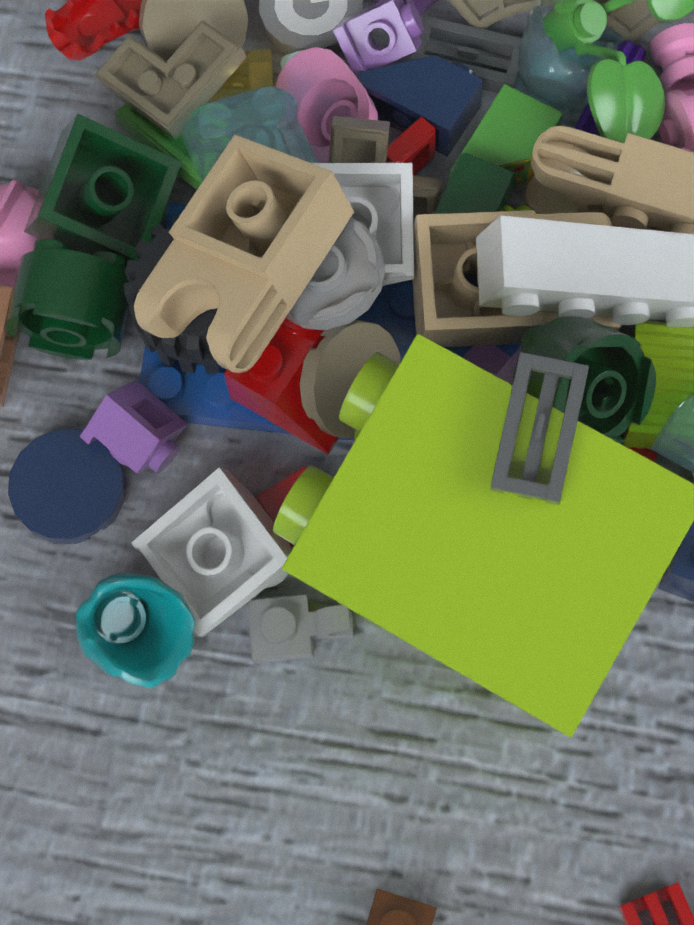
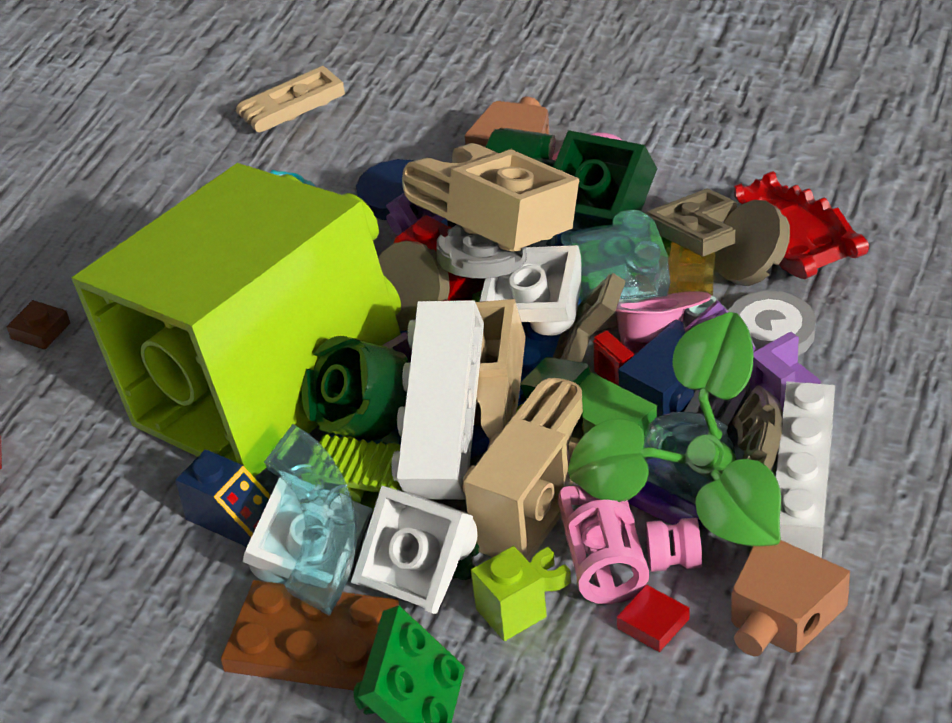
camera: 100 degrees right, 30 degrees down
(552, 371) = (267, 245): dark grey tile -> none

